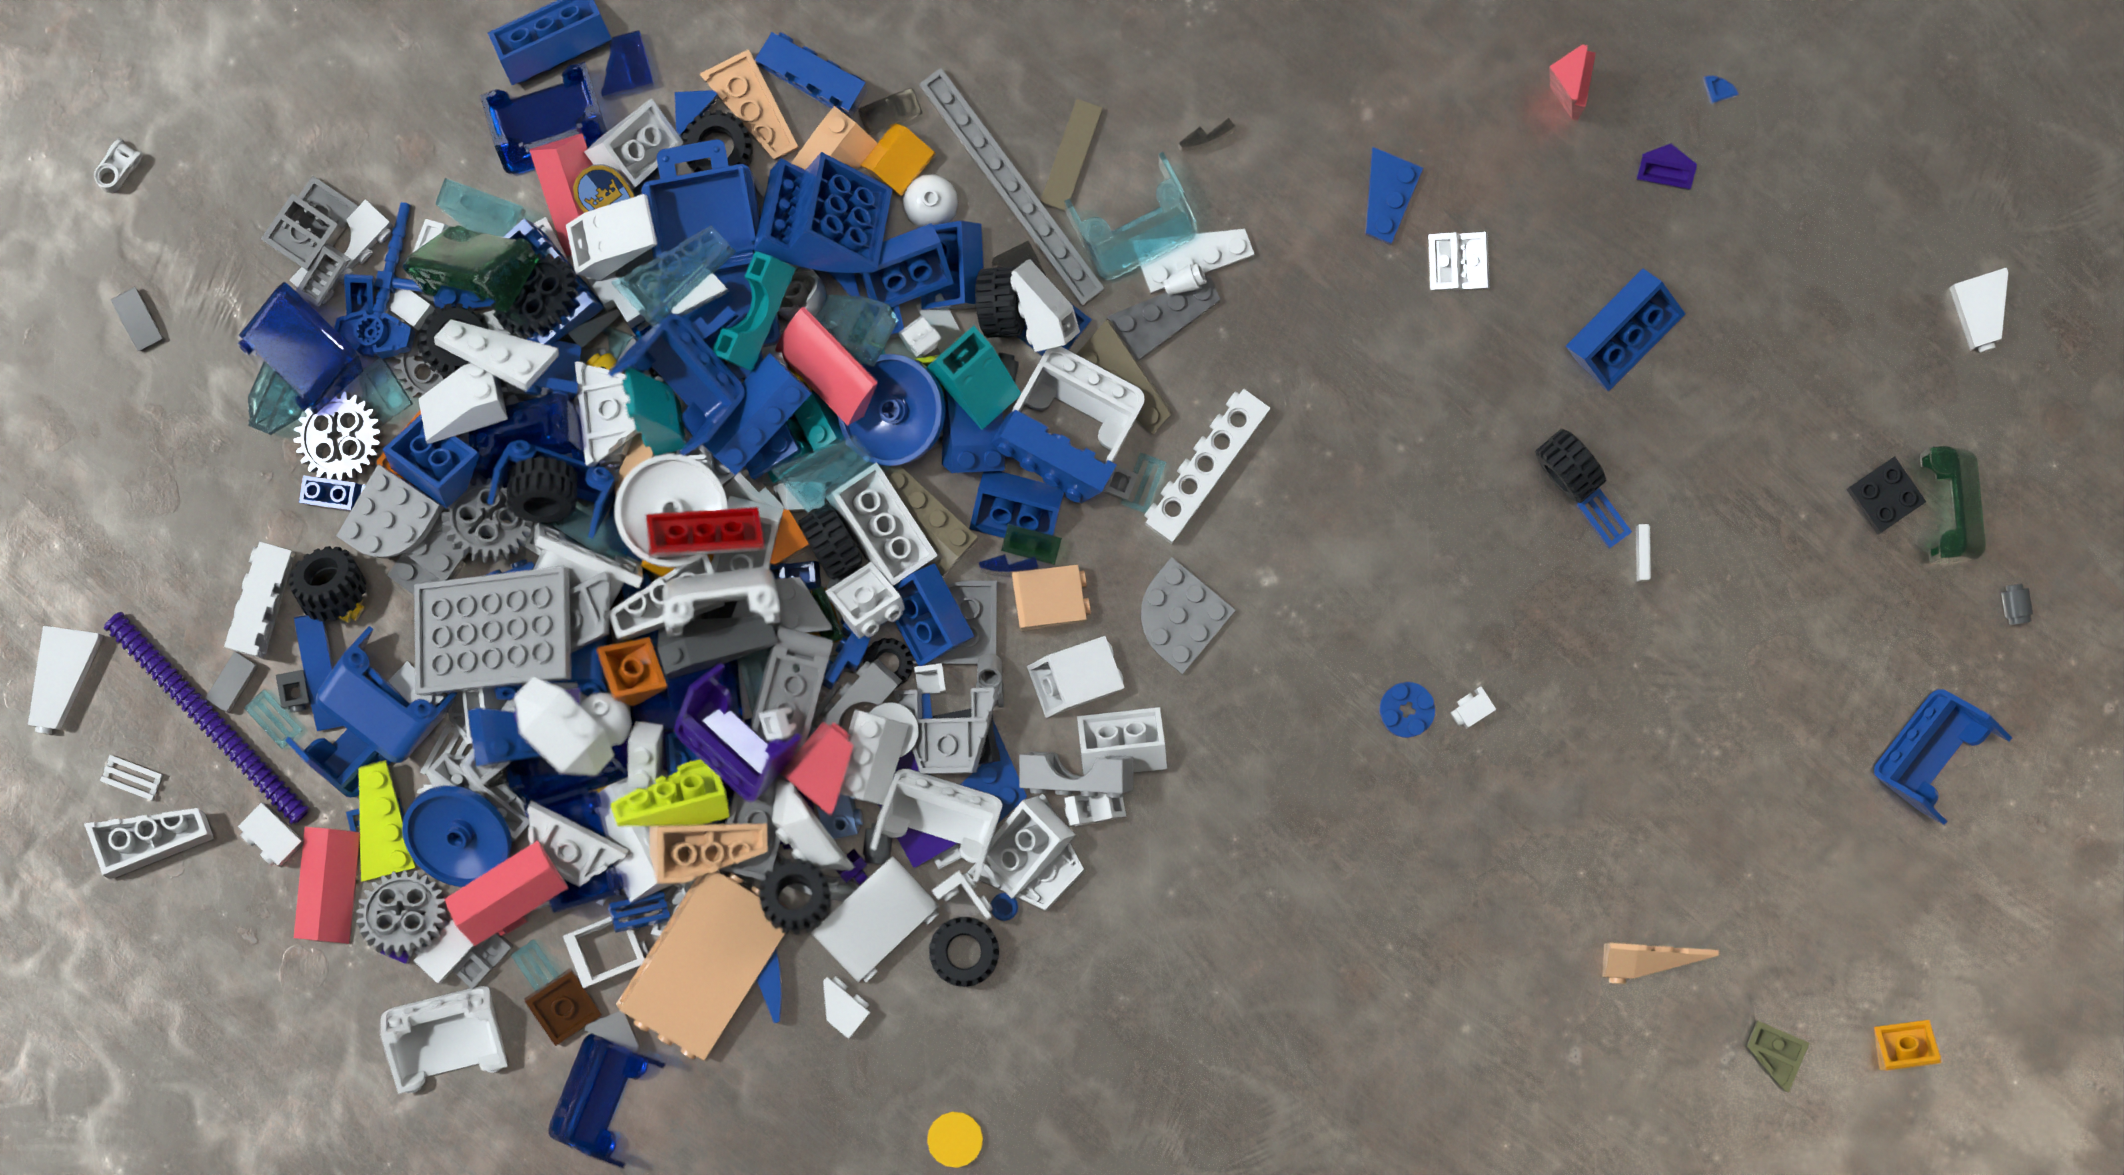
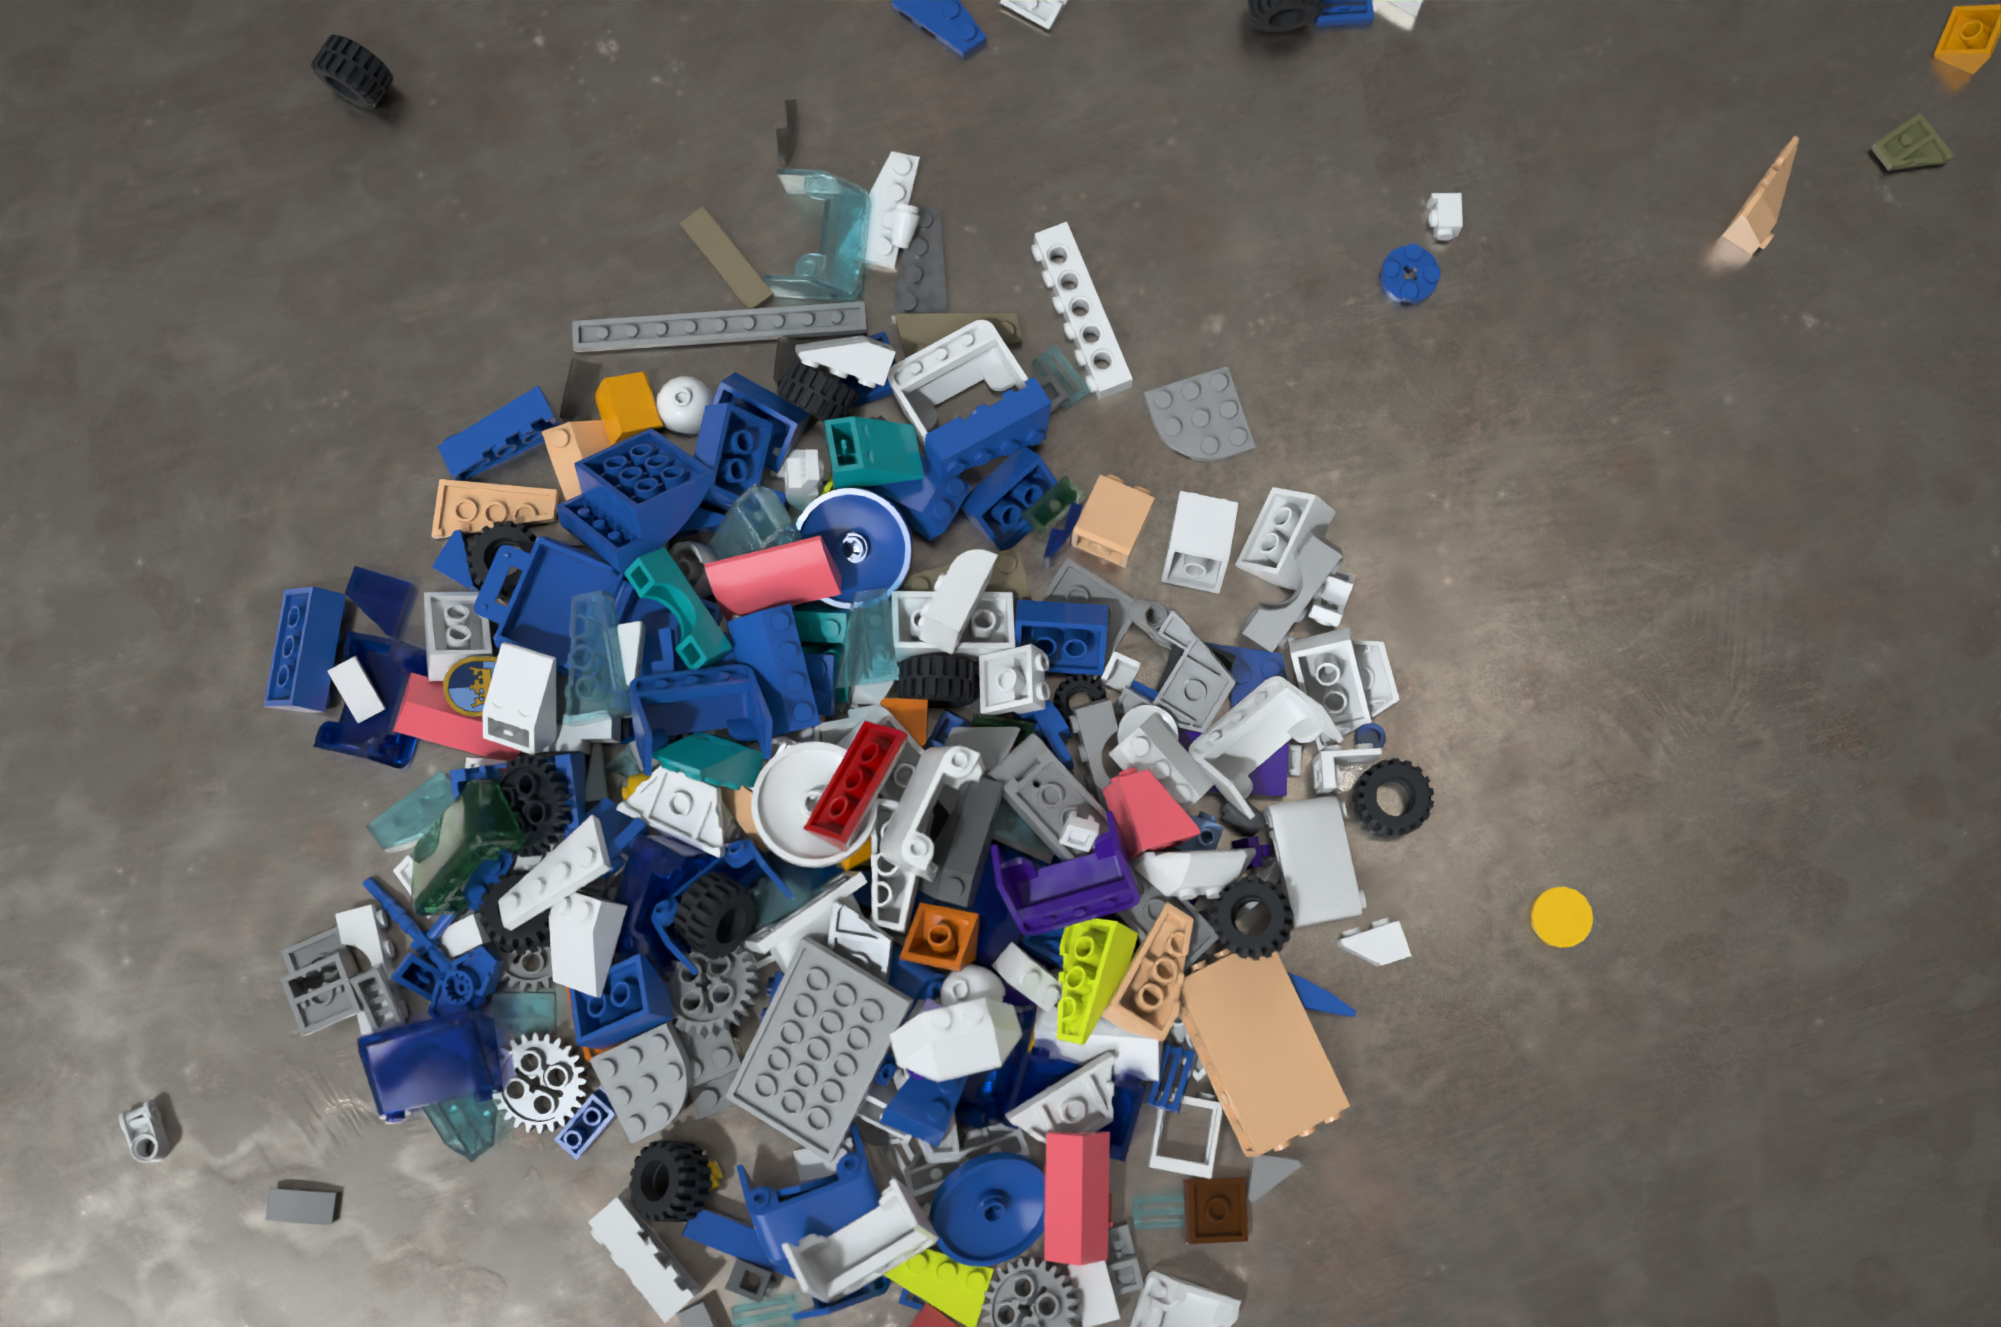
camera: 55 degrees left, 5 degrees down
(368, 758) = (864, 1249): none -> white windscreen
(544, 98) = (356, 689): none -> white tile
(593, 1095) = (1318, 1238): clear blue windscreen -> none
(897, 517) = (956, 599): none -> white brick

